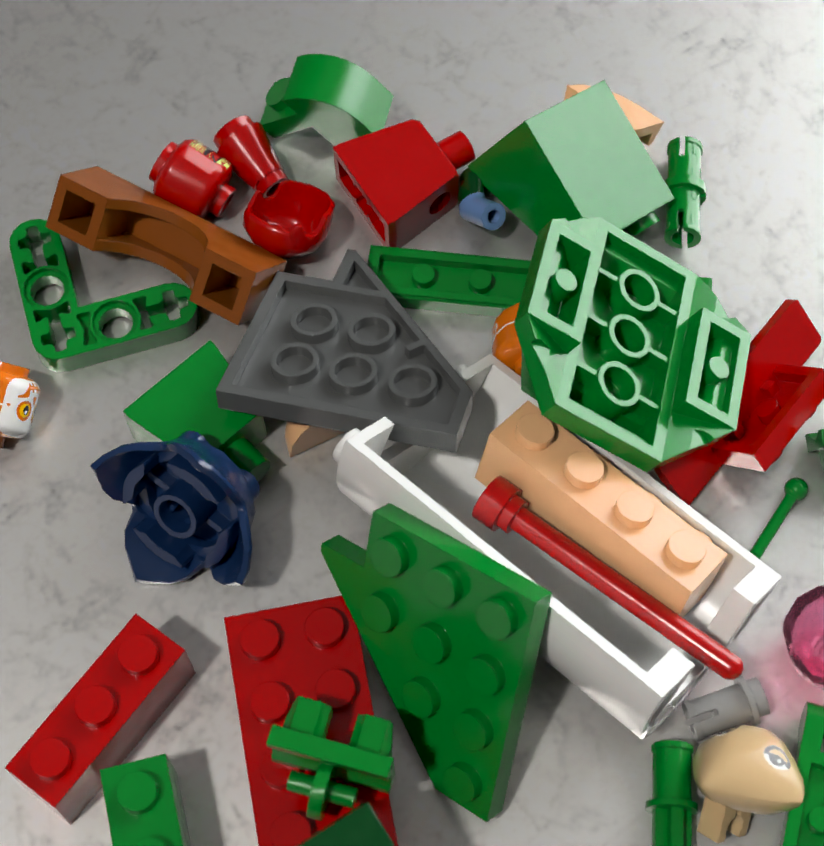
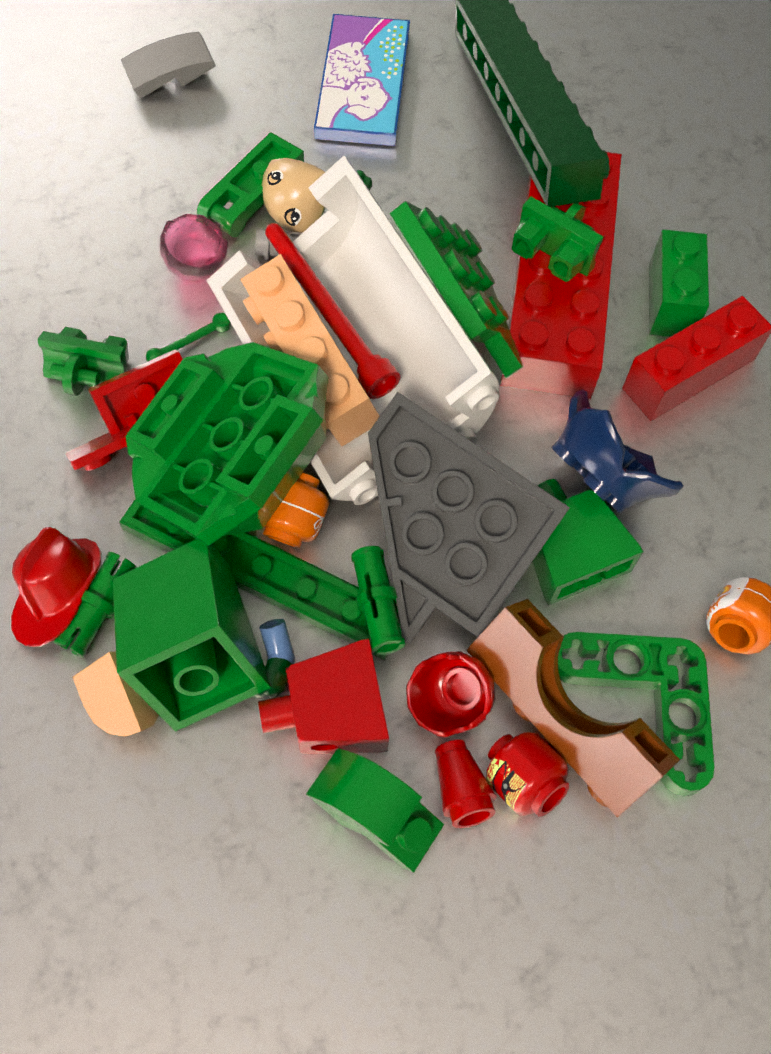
camera: 165 degrees left, 0 degrees up
(396, 272) = (377, 600): none -> green pin
(737, 194) = (51, 582): none -> red piece

